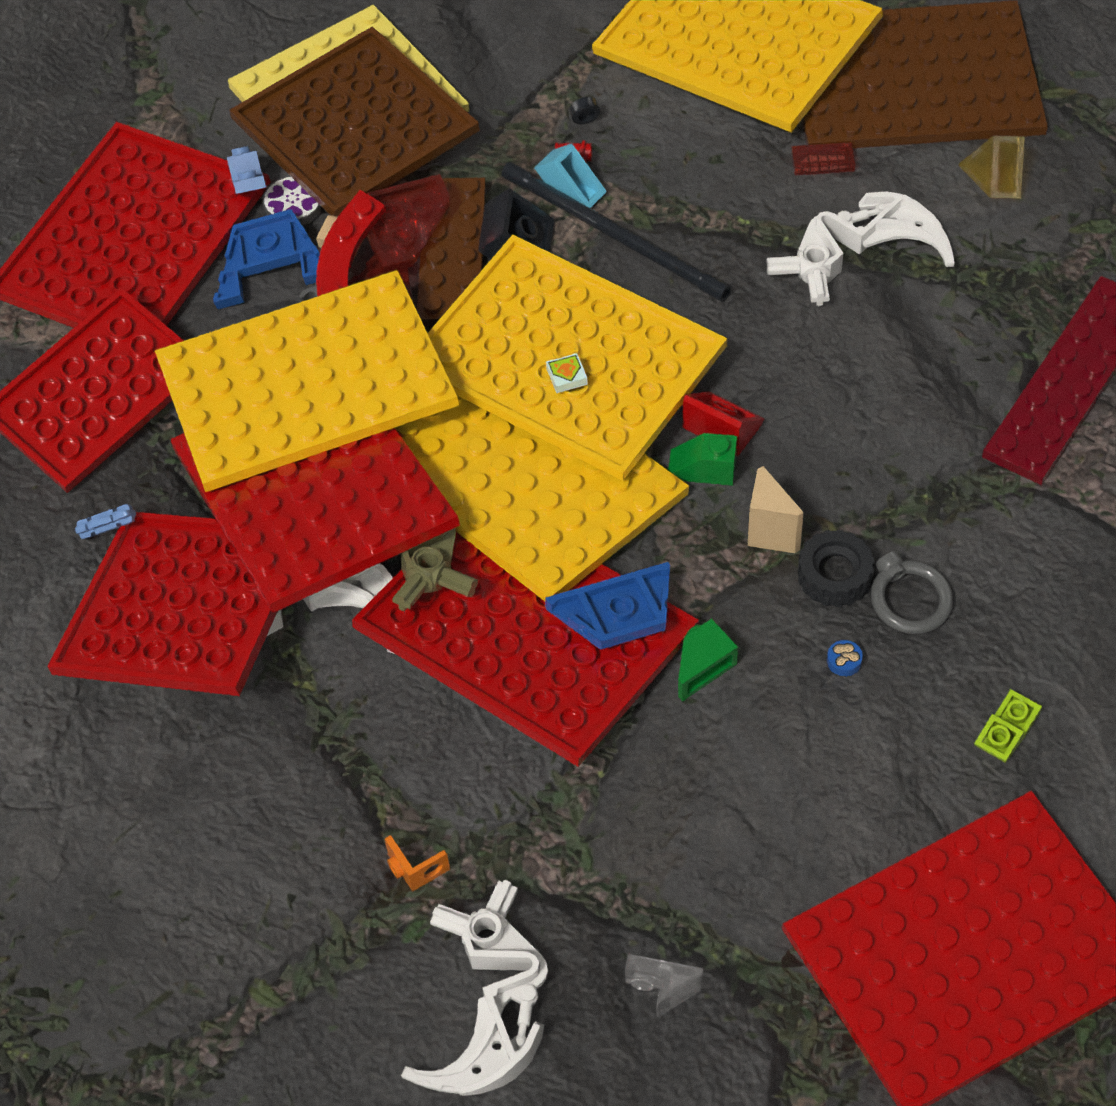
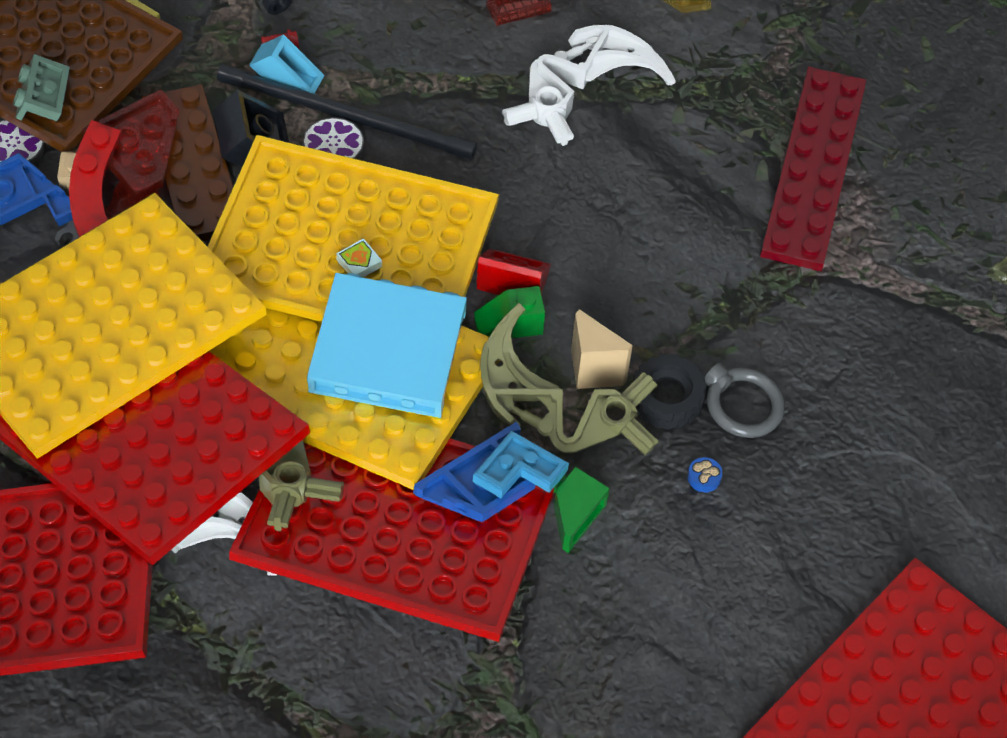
camera: 25 degrees left, 0 degrees up
(329, 153) = (41, 88): none -> sand green bracket
(563, 458) = (386, 344): none -> medium azure panel
(595, 254) = (335, 137): none -> tile
(654, 596) = (518, 458): none -> dark azure tile
(747, 581) = (594, 424): none -> olive piece
(1008, 726) = (873, 502): lime slope -> none

